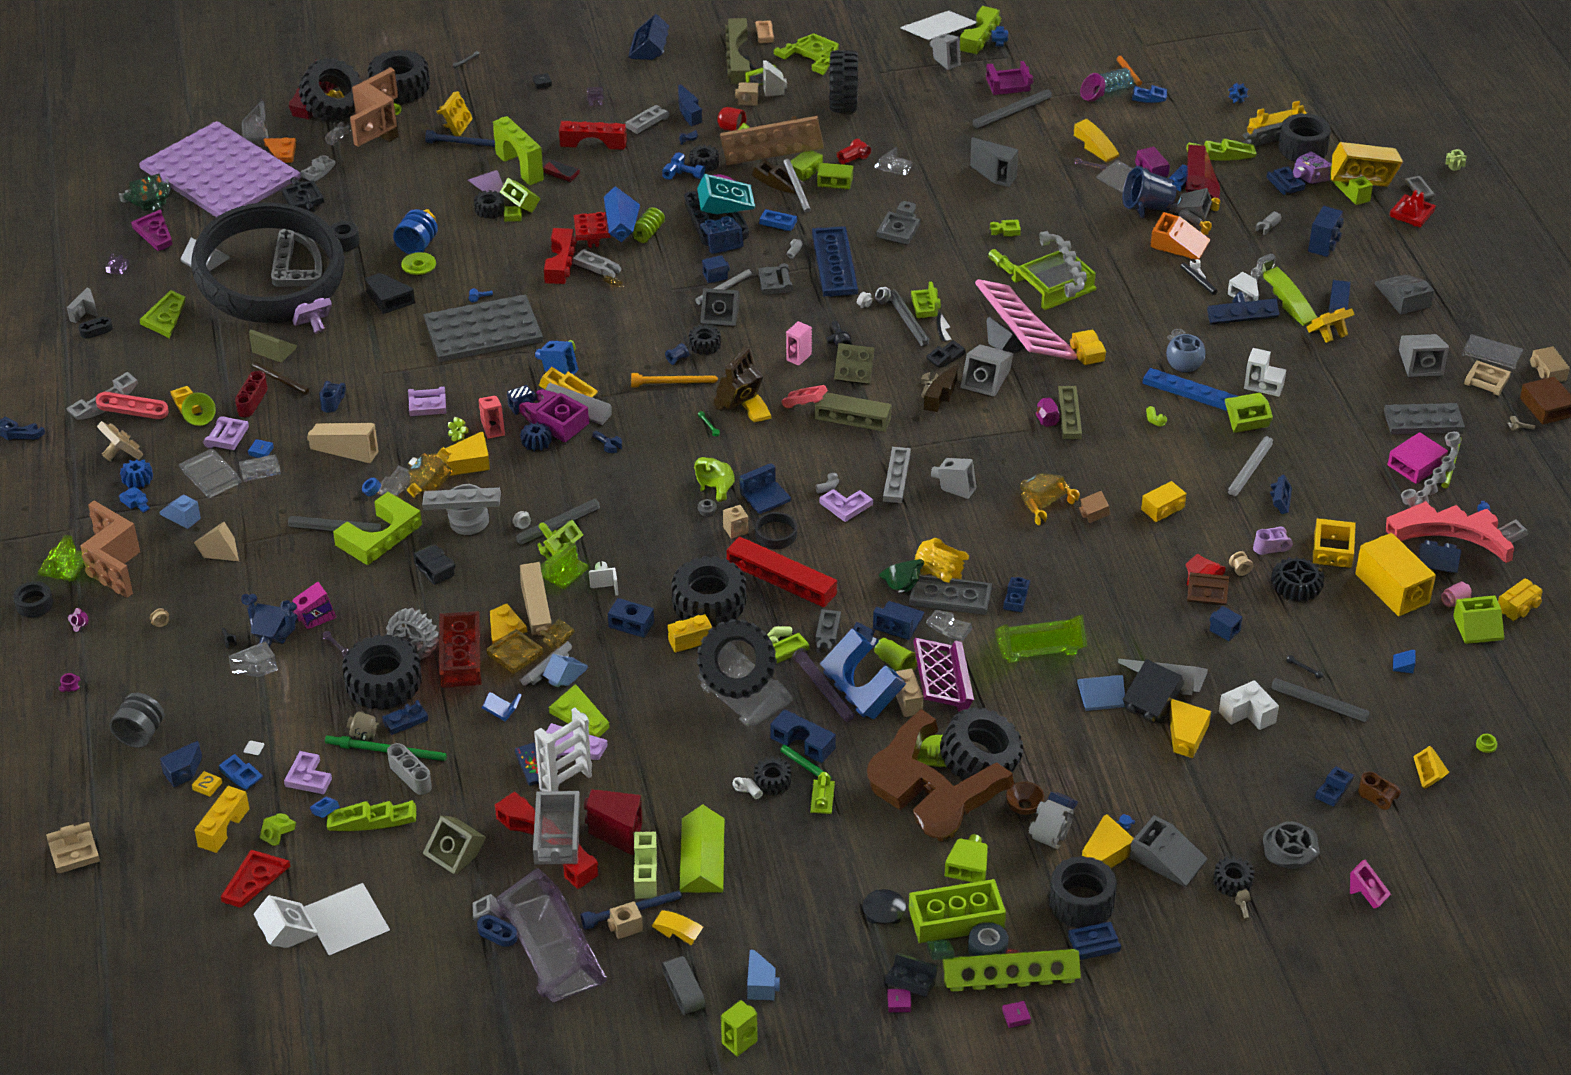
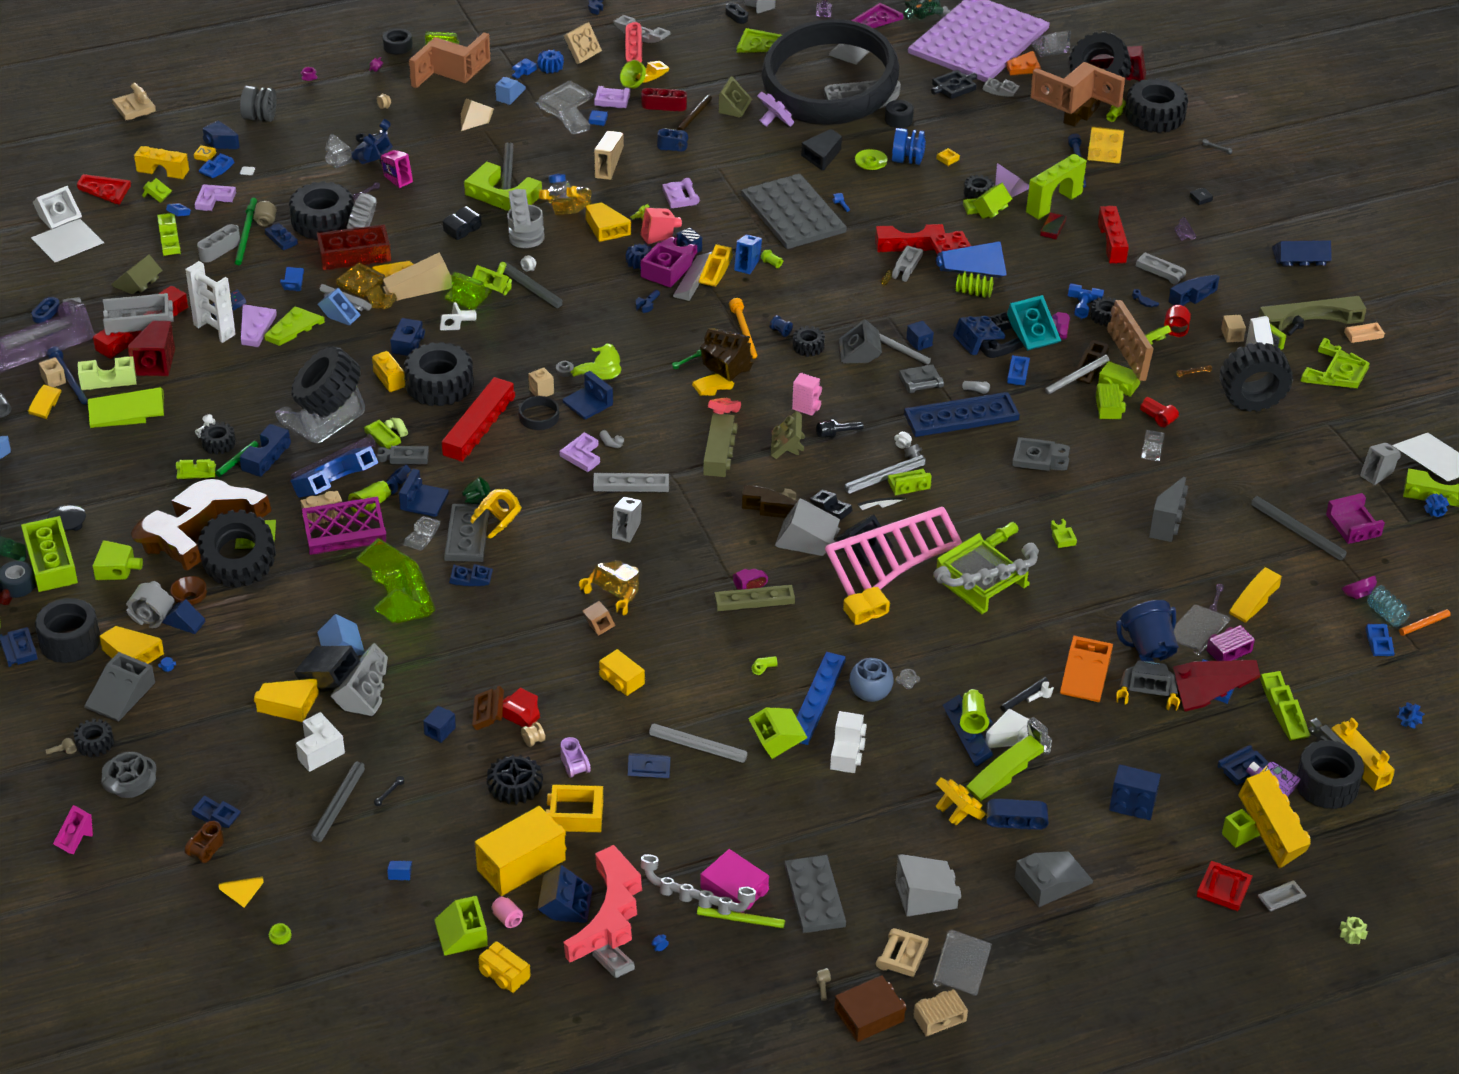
camera: 80 degrees right, 0 degrees up
(1239, 294) = (974, 715): none -> lime plant
(1269, 222) = (1151, 751): light grey bar -> none

